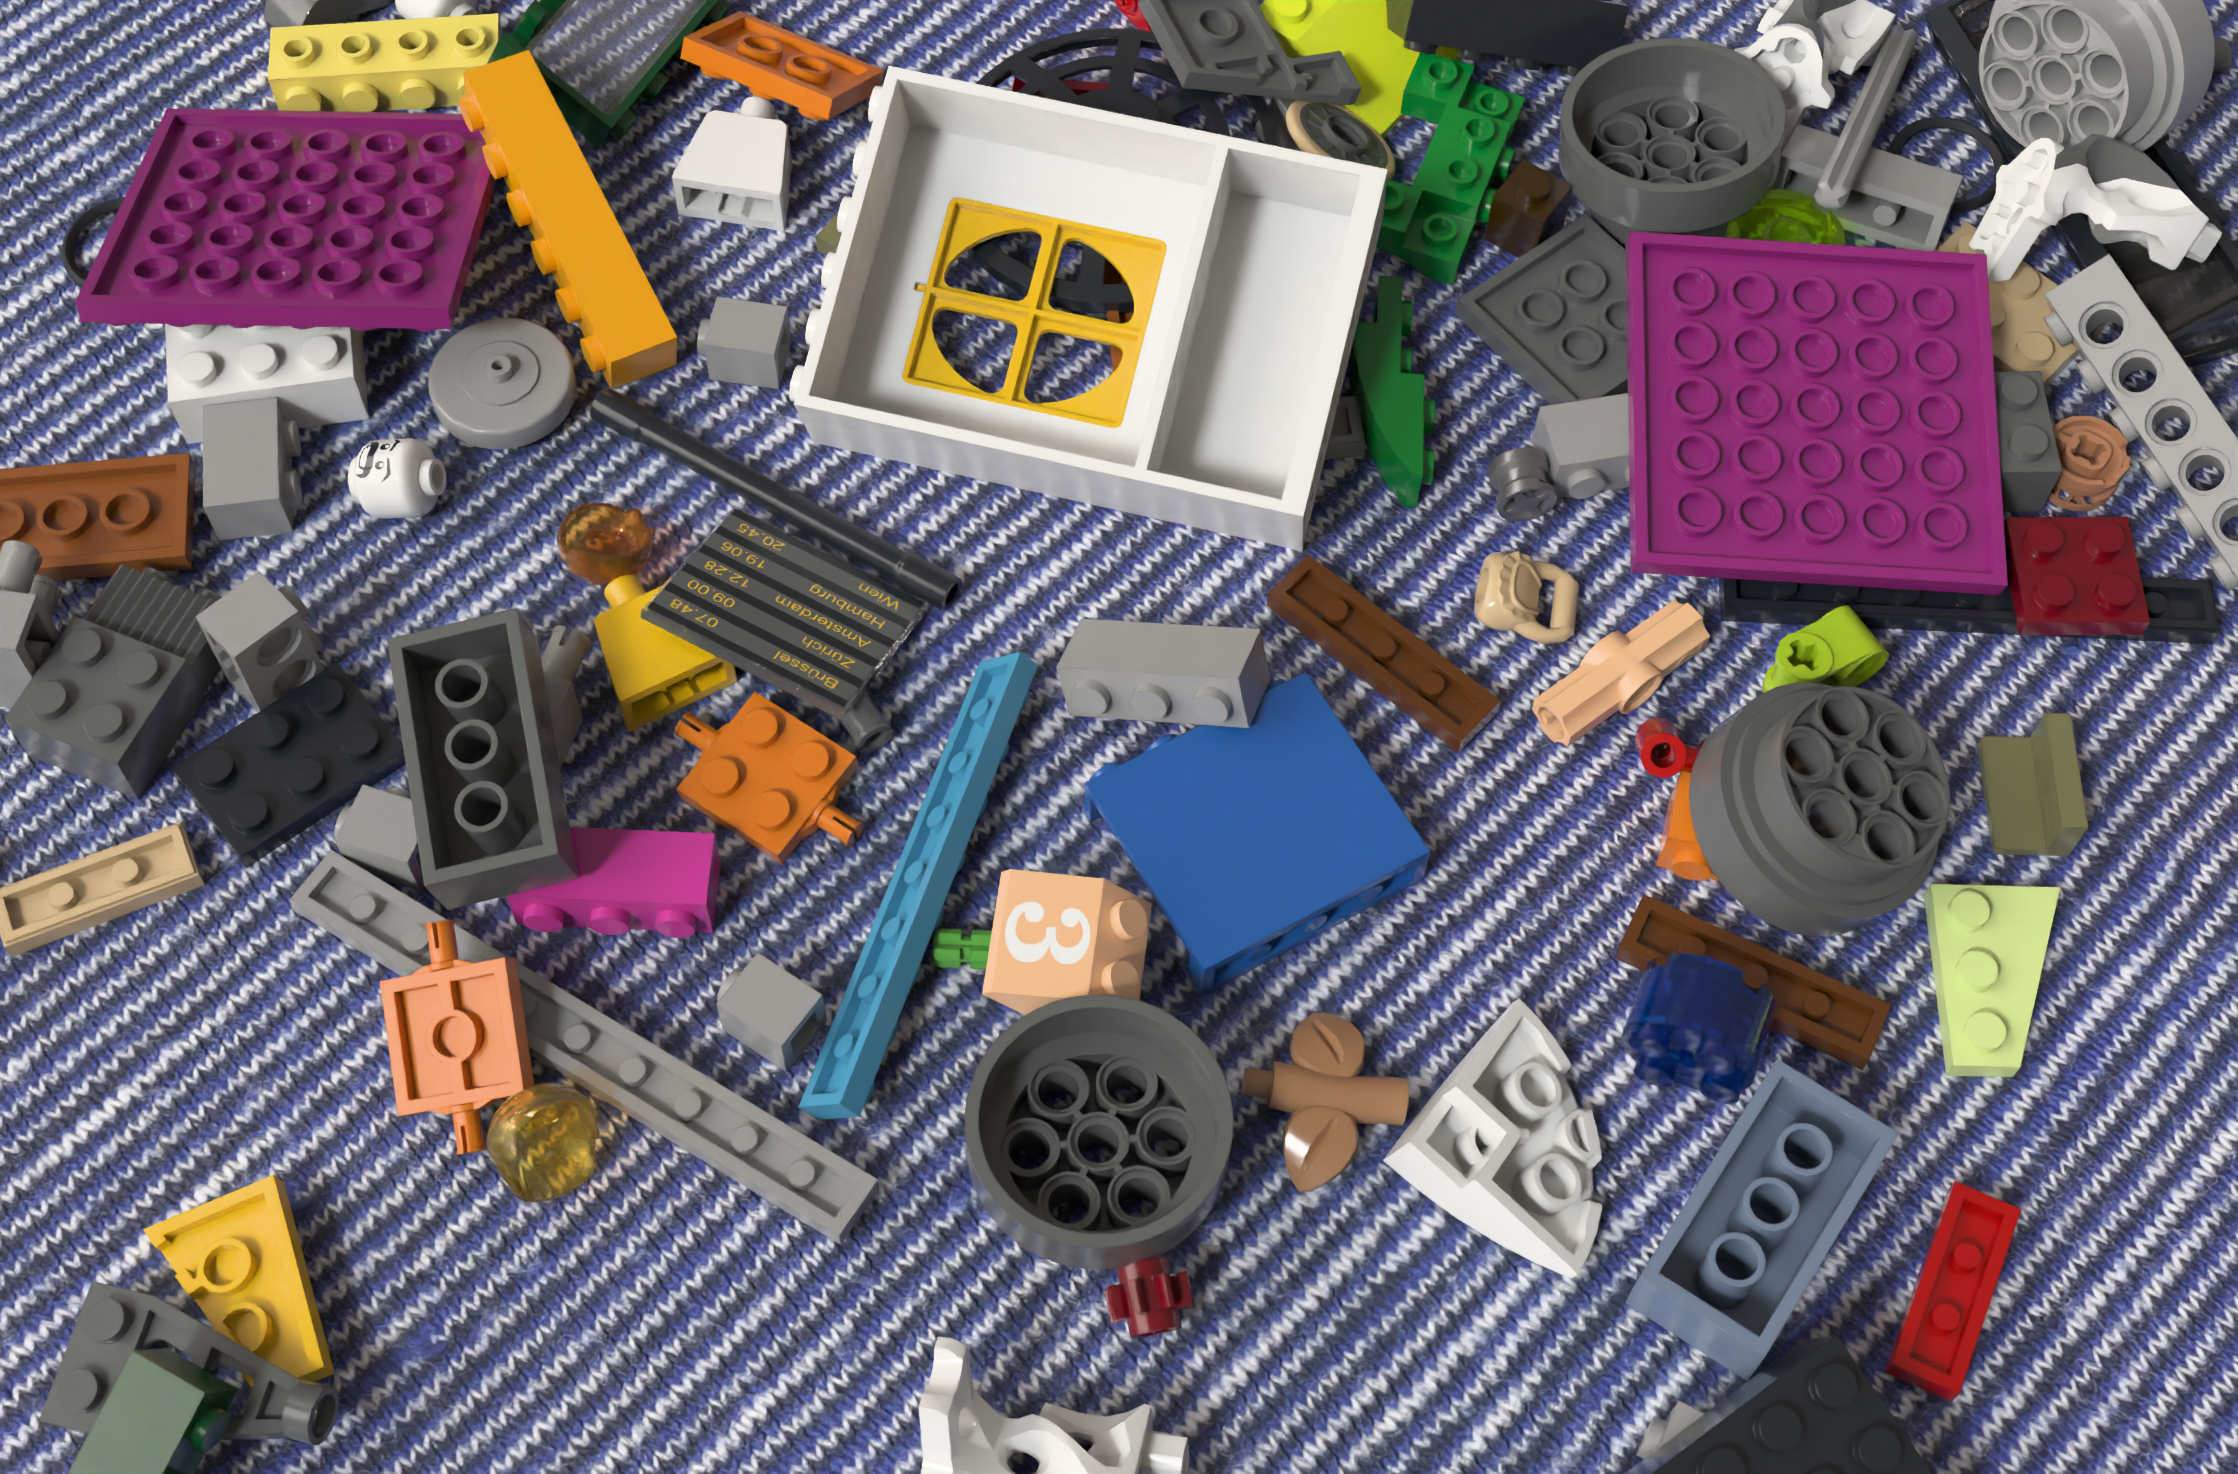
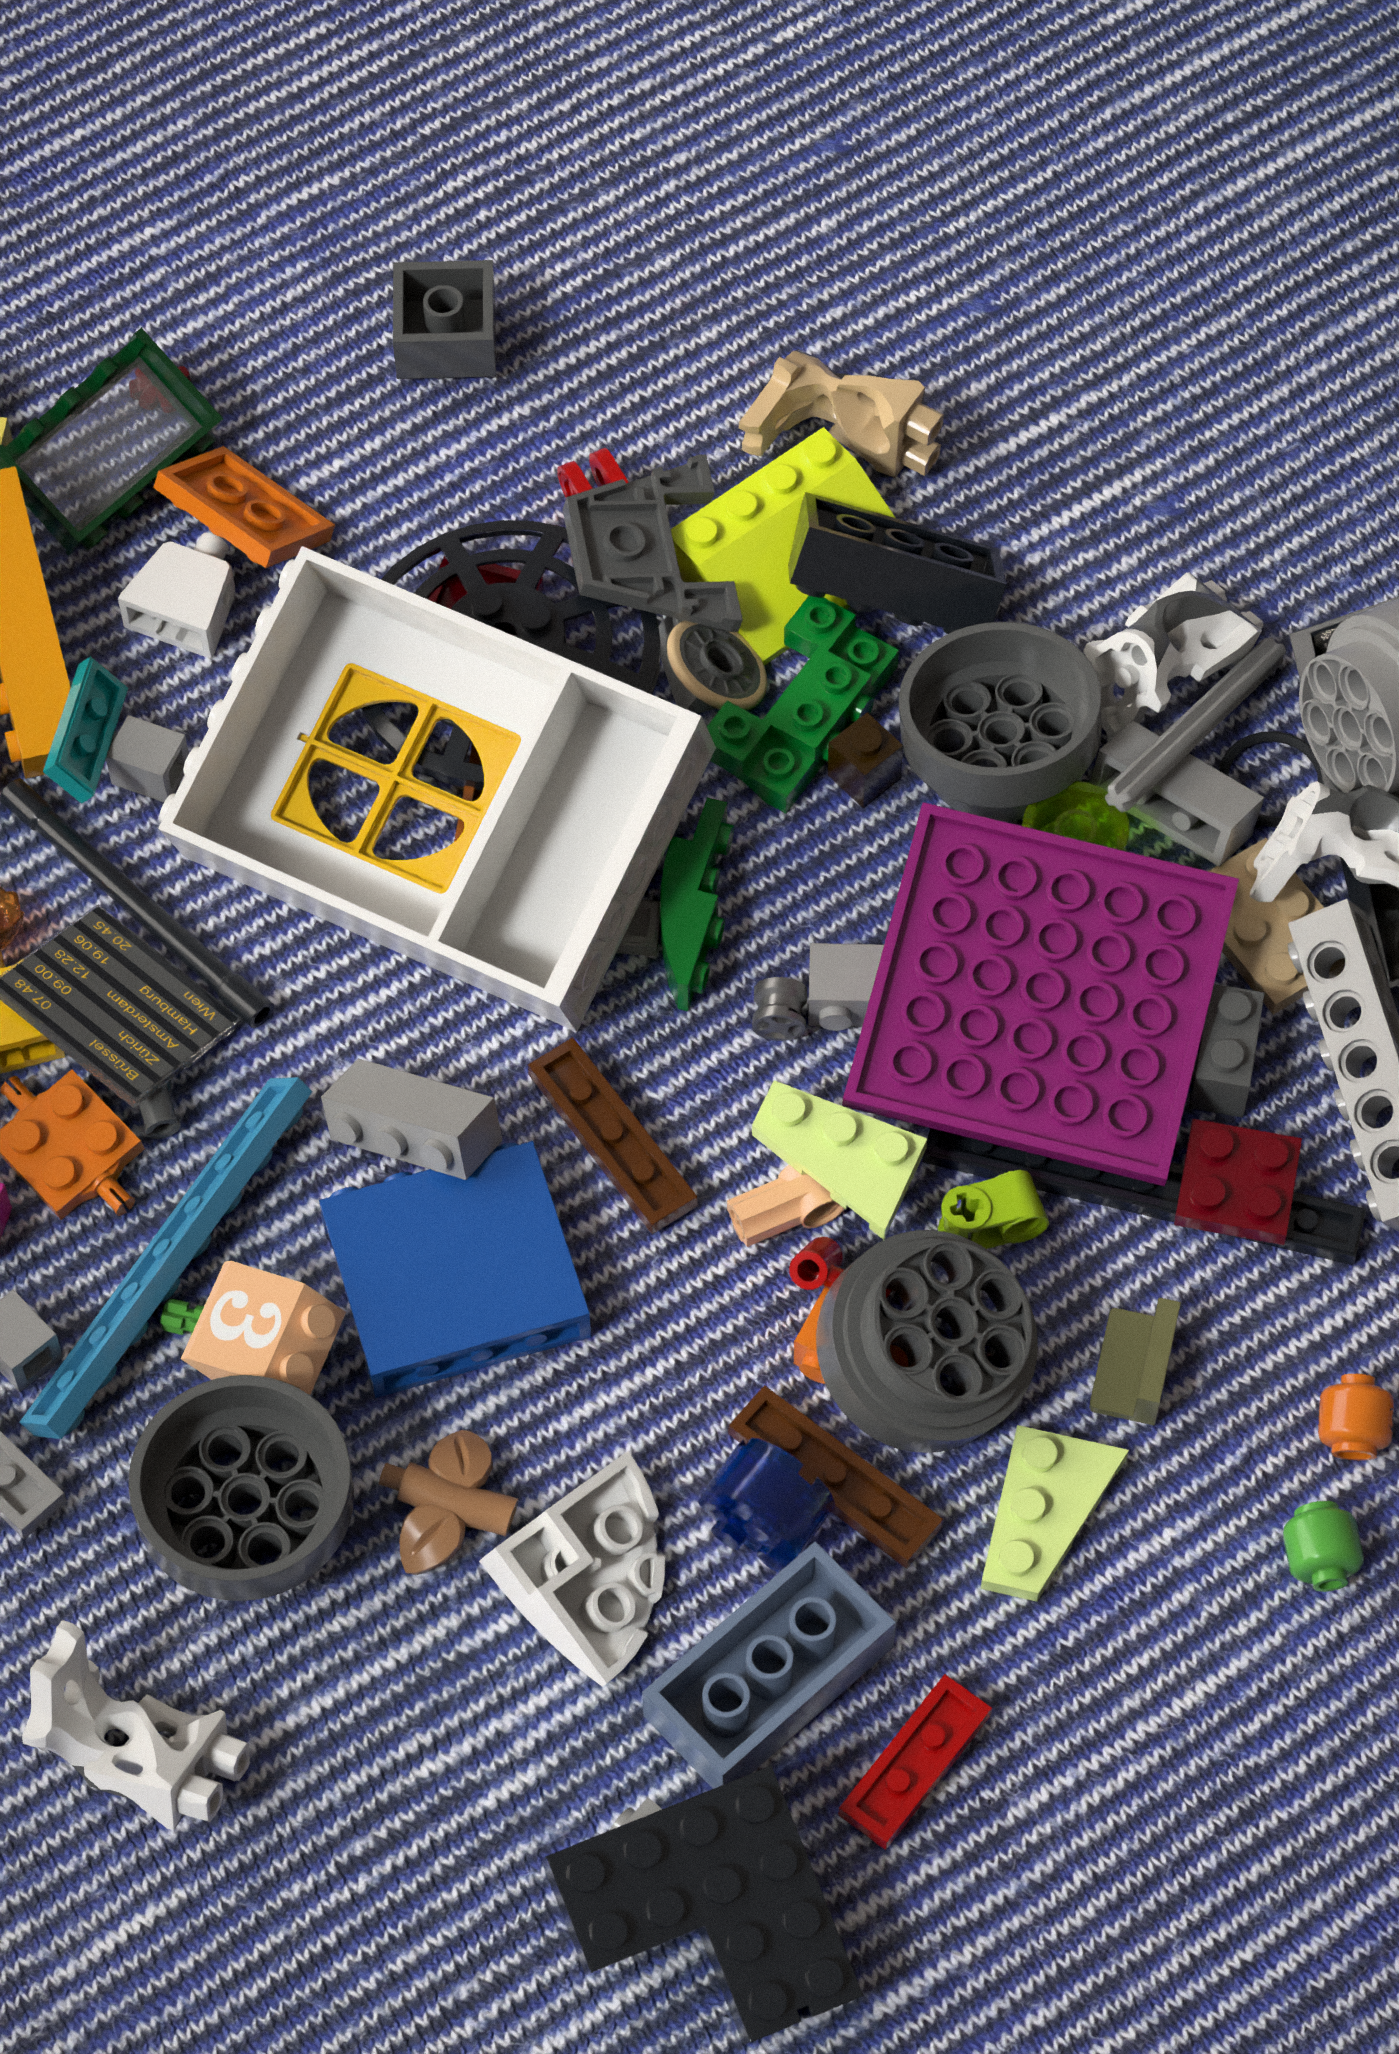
camera: 15 degrees right, 0 degrees up
(675, 319) = (85, 730): none -> teal tile
(1149, 1297) = (253, 1630): dark red gear -> none
(1510, 593) = (737, 1105): tan piece -> none
(1559, 314) = (856, 857): dark grey plate -> none
(1661, 619) = (846, 1152): none -> yellowish green wing
(2091, 462) = (1289, 1079): nougat wheel -> none

